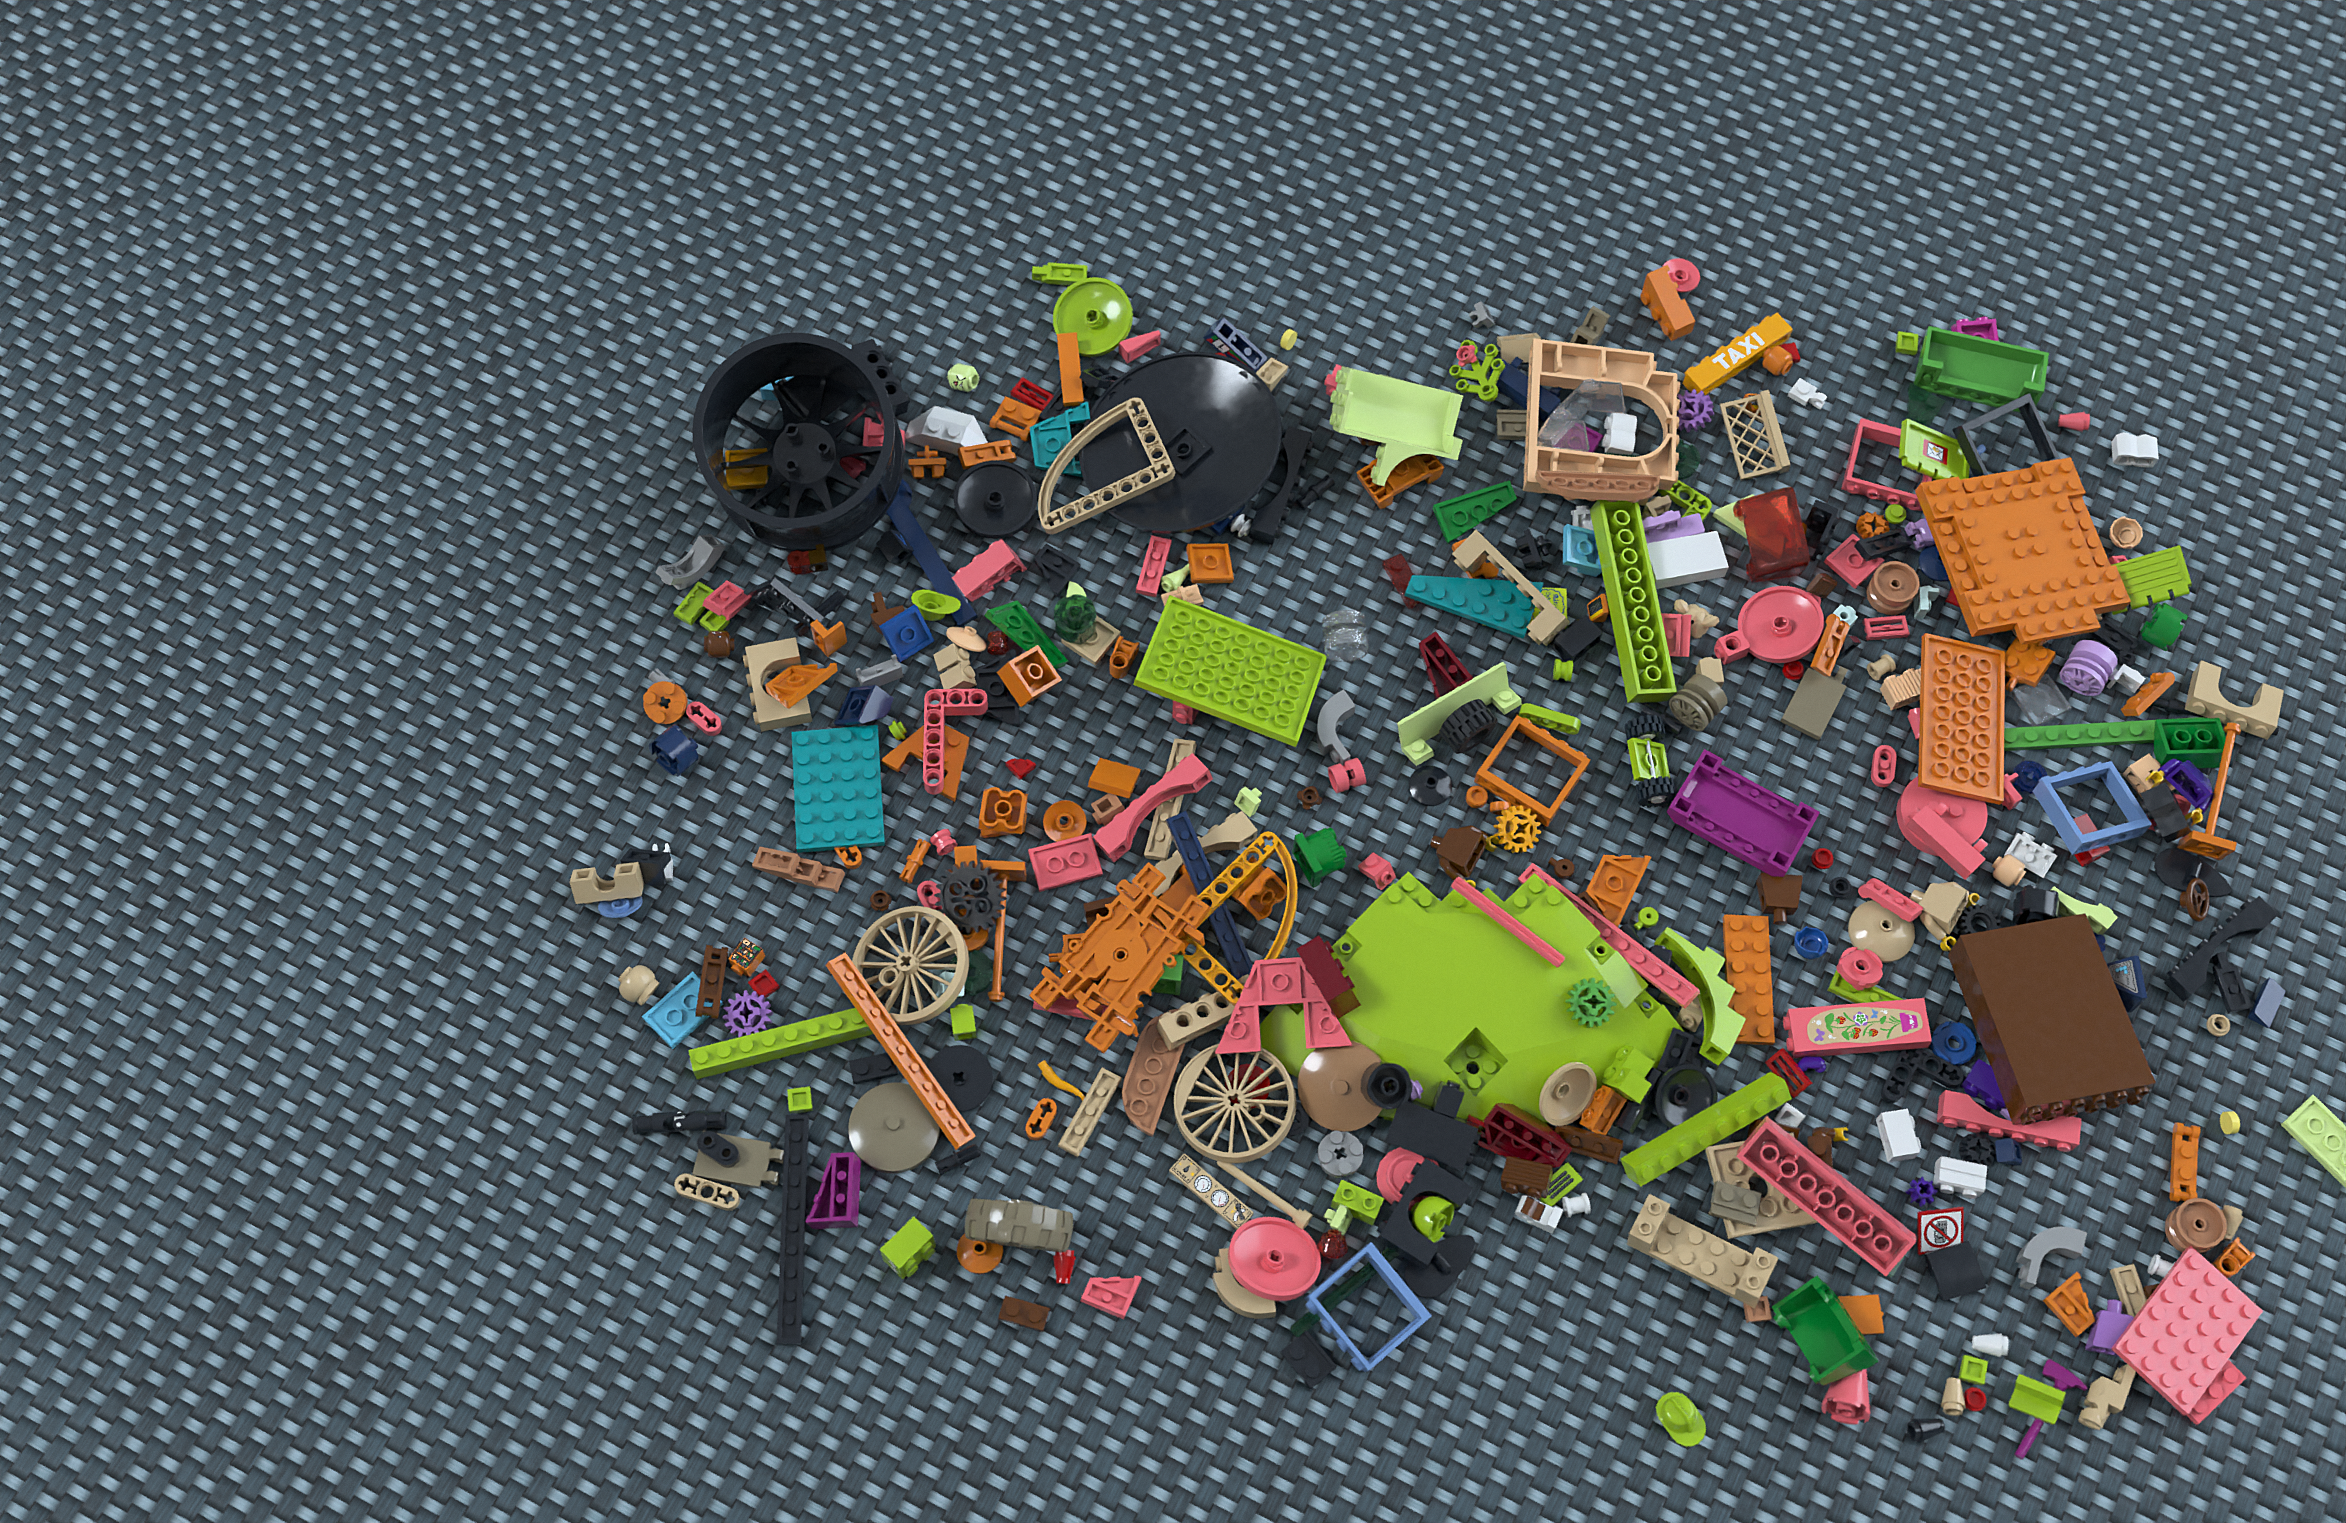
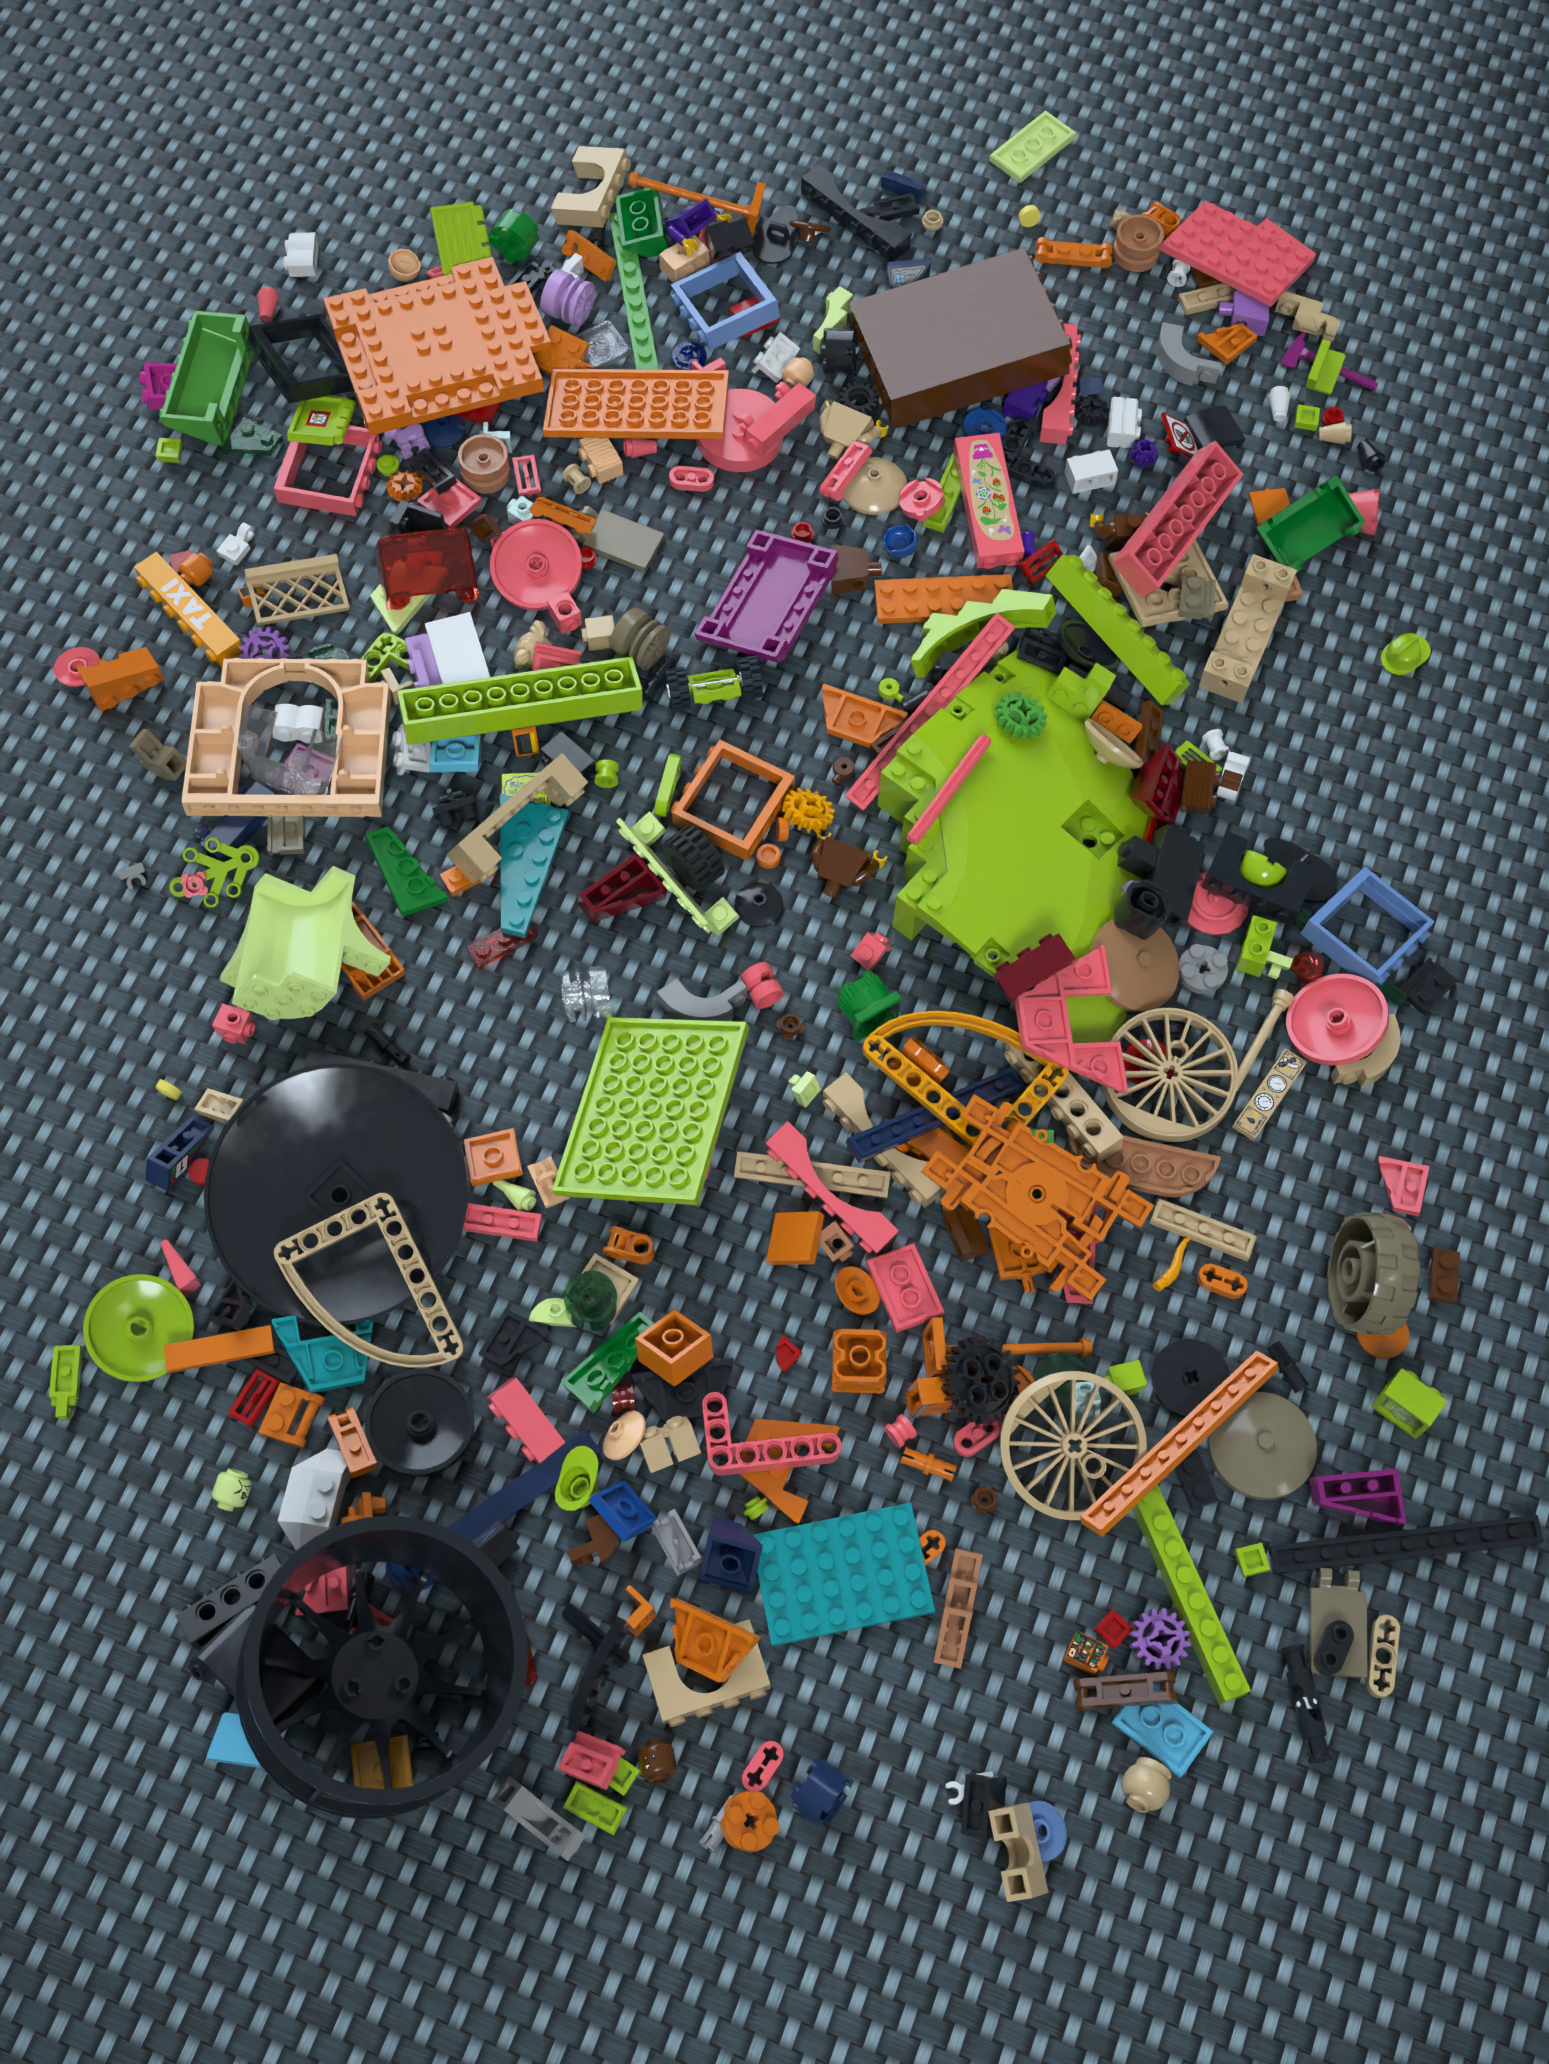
camera: 95 degrees left, 0 degrees up
(1516, 346) = (176, 832): tan panel -> none
(1599, 485) = (386, 726): nougat plate -> none

